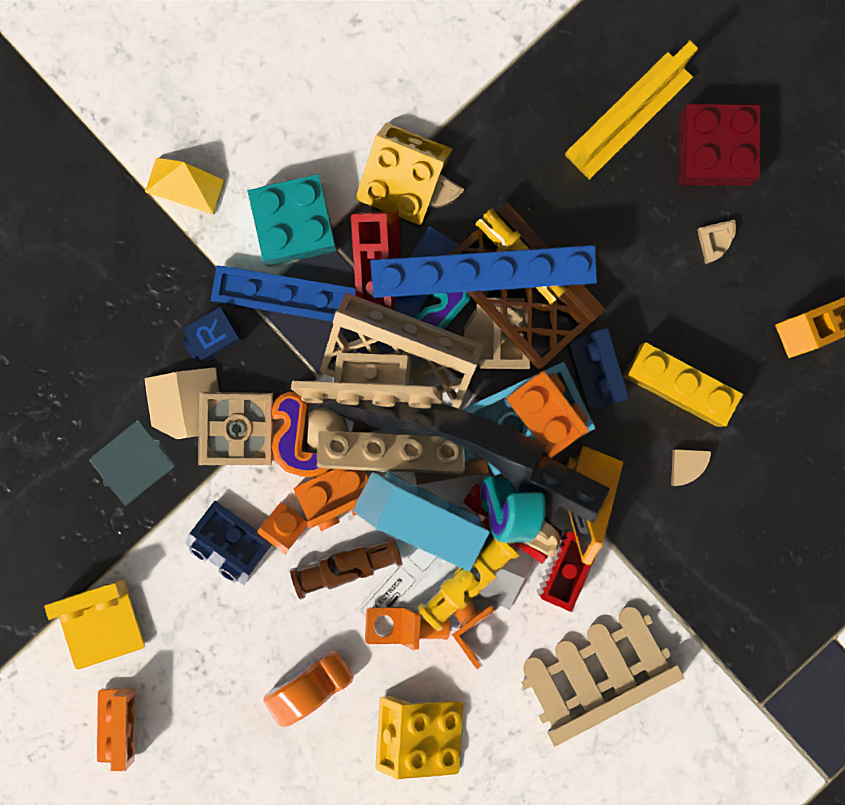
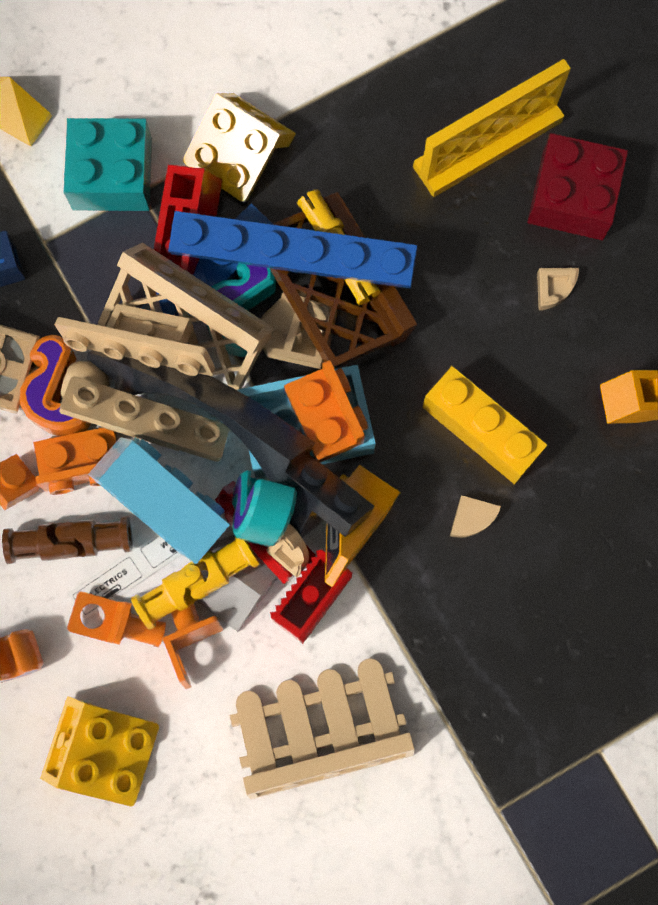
camera: 10 degrees right, 10 degrees down
(277, 293) = (67, 234): blue plate -> none
(445, 192) = (276, 175): tan tile -> none
(472, 467) = (231, 462): reddish brown tile -> none
(598, 369) = (396, 389): dark blue bracket -> none

